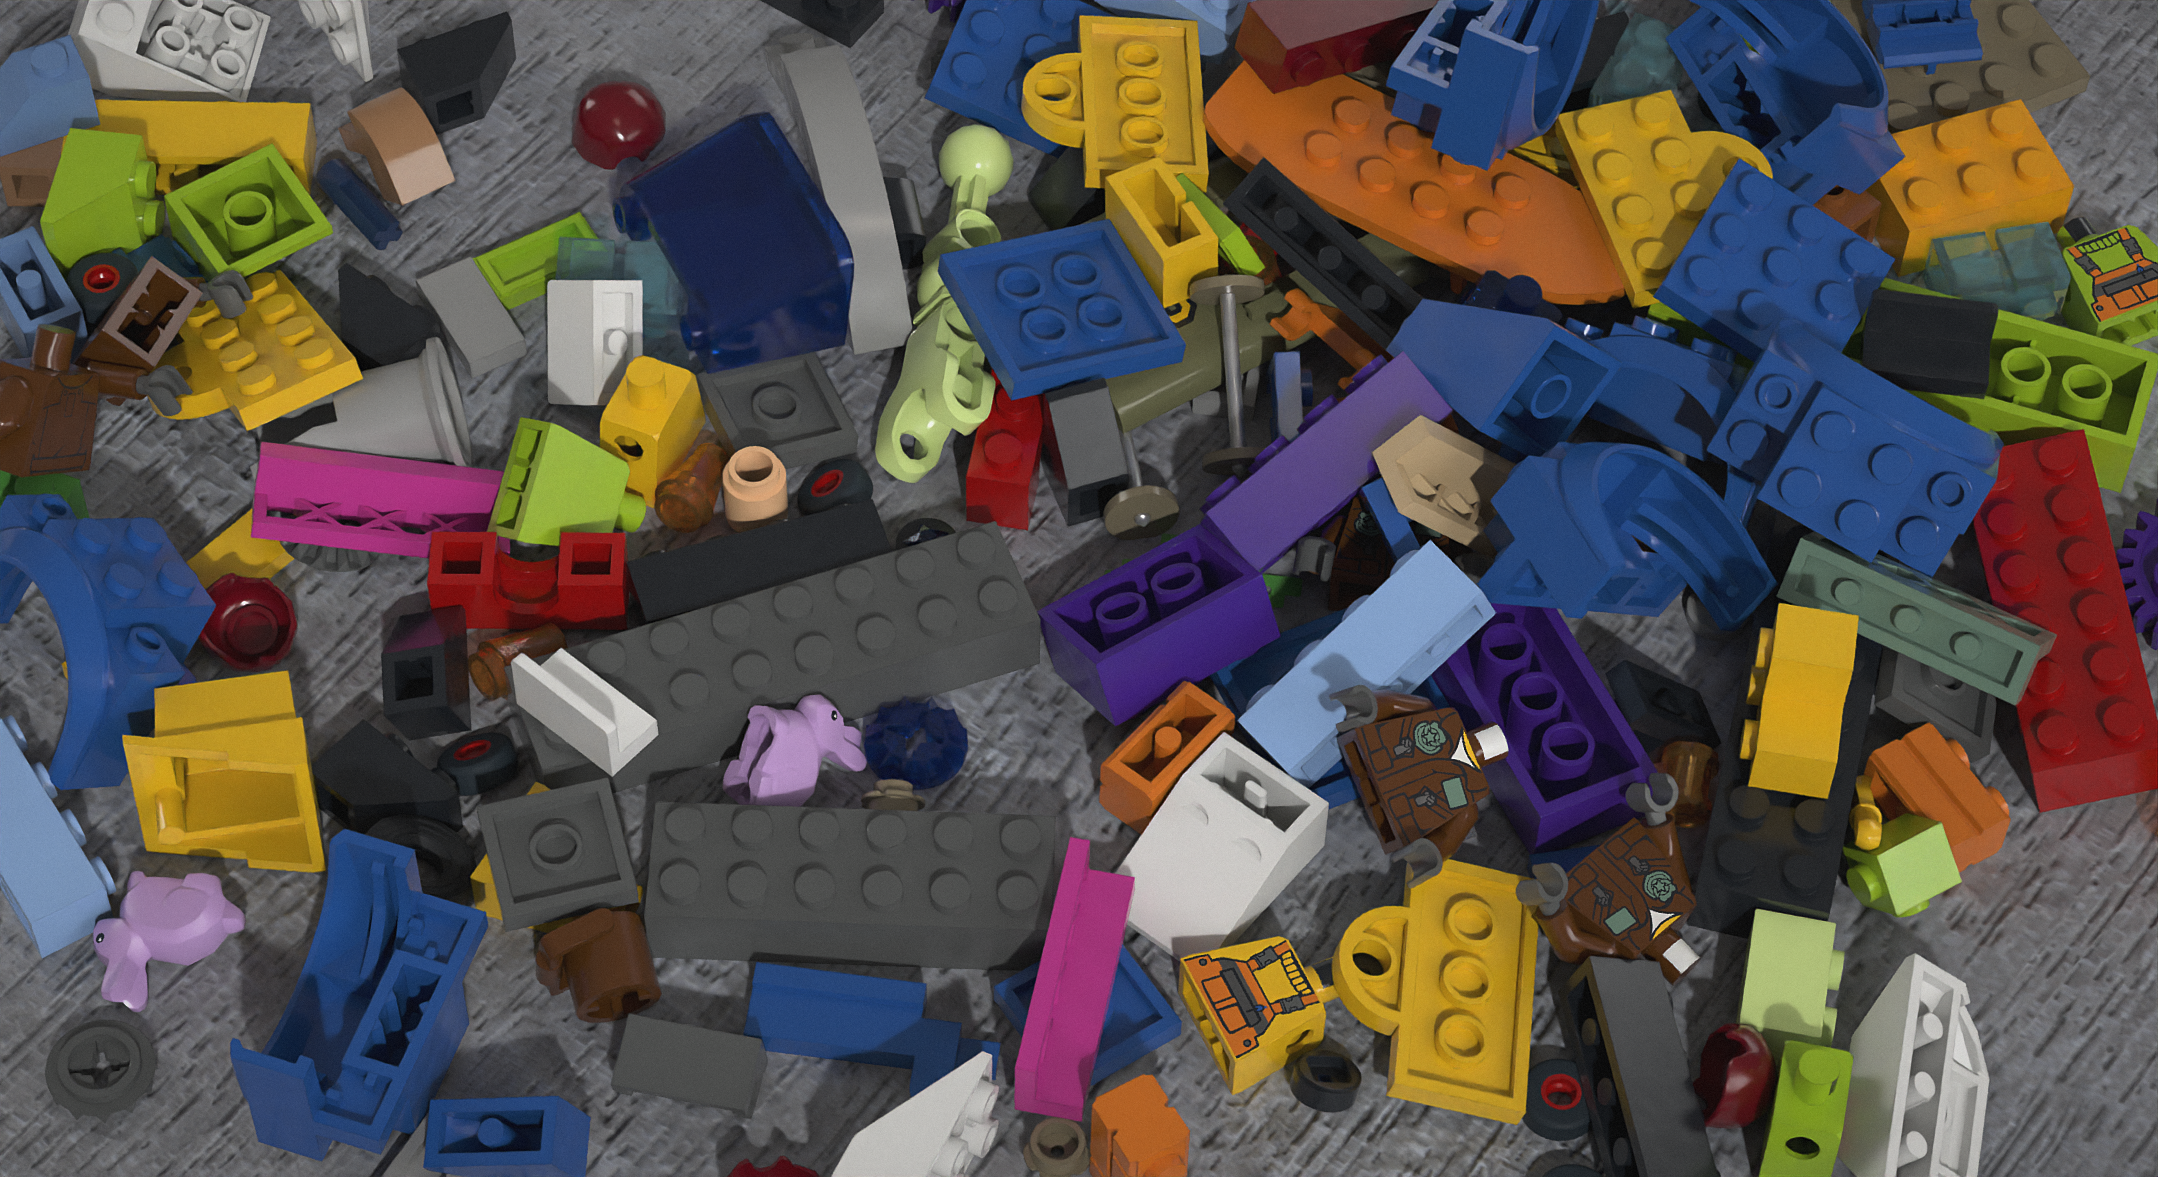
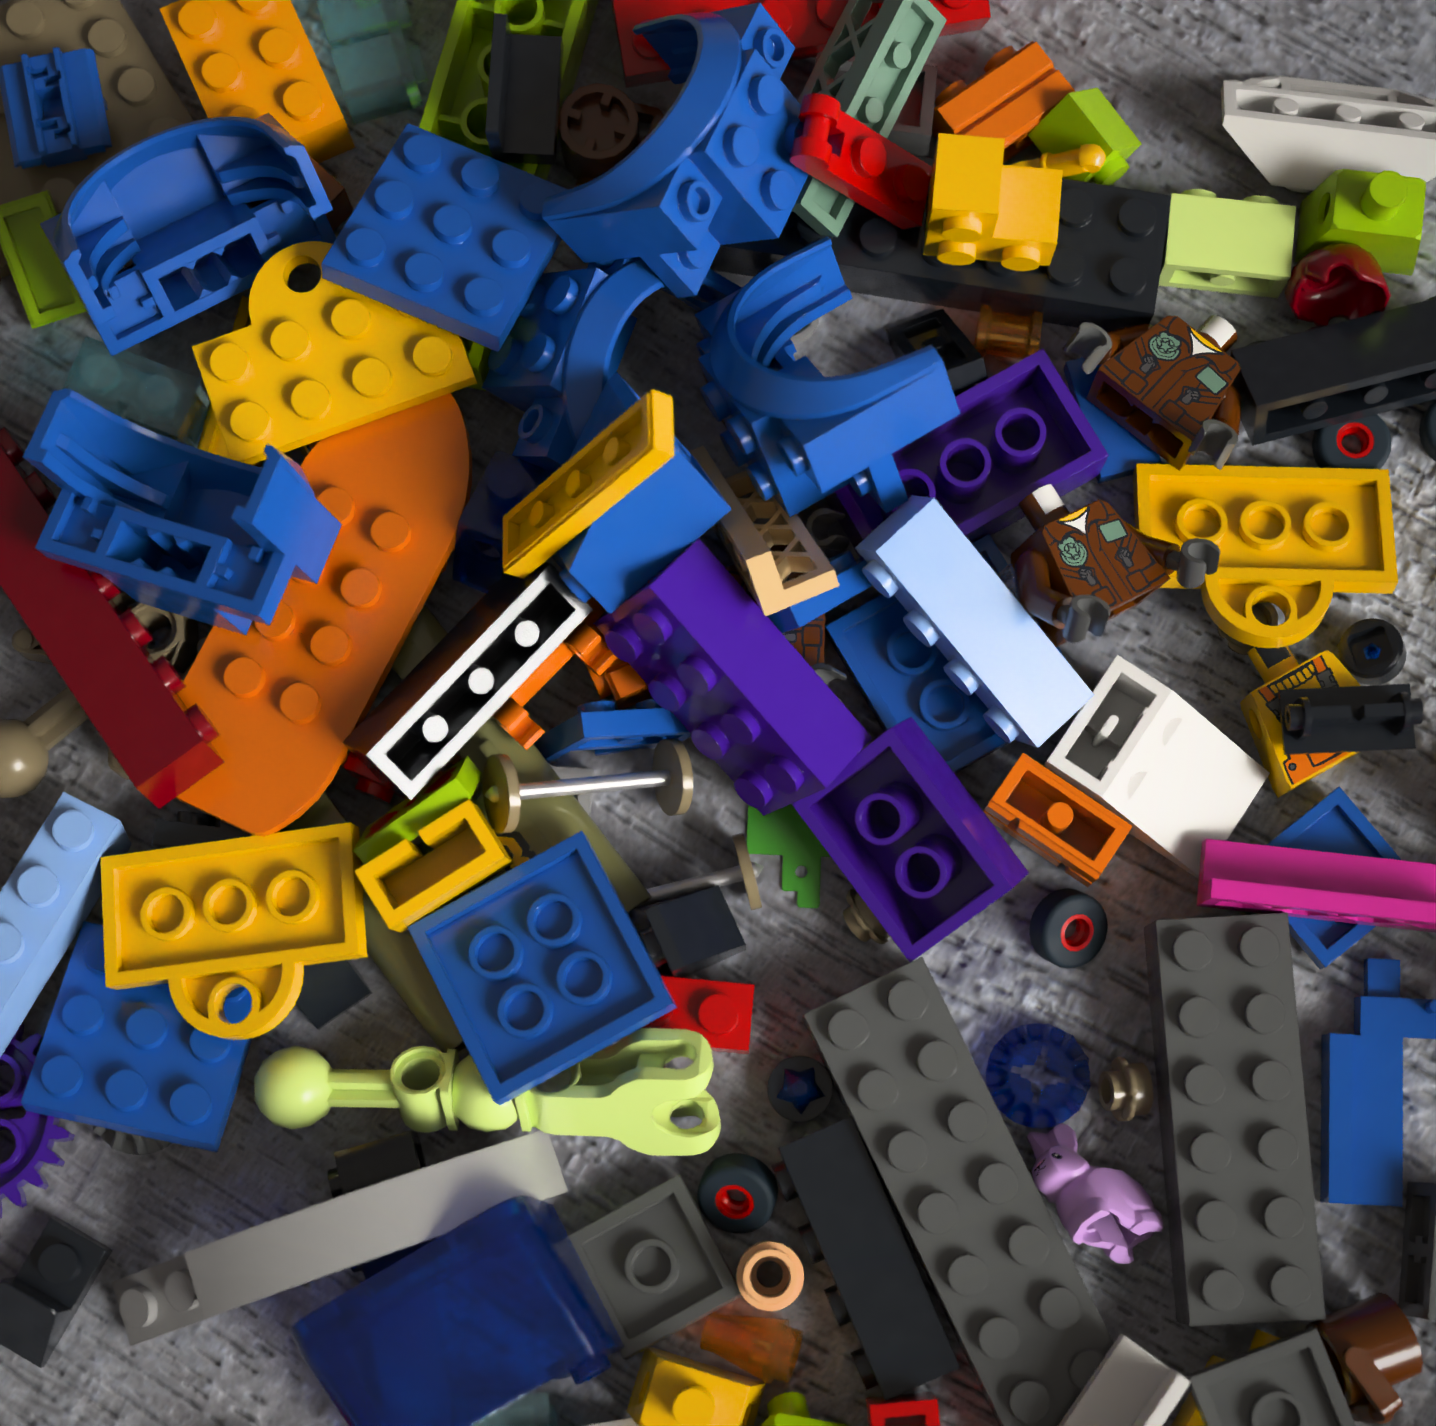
camera: 90 degrees left, 25 degrees up
(1081, 788) = (1053, 917): none -> black wheel
(1247, 1000) = (1348, 719): none -> black hinge
(1503, 295) = (589, 484): none -> yellow tile
(1847, 574) = (860, 162): none -> red plate

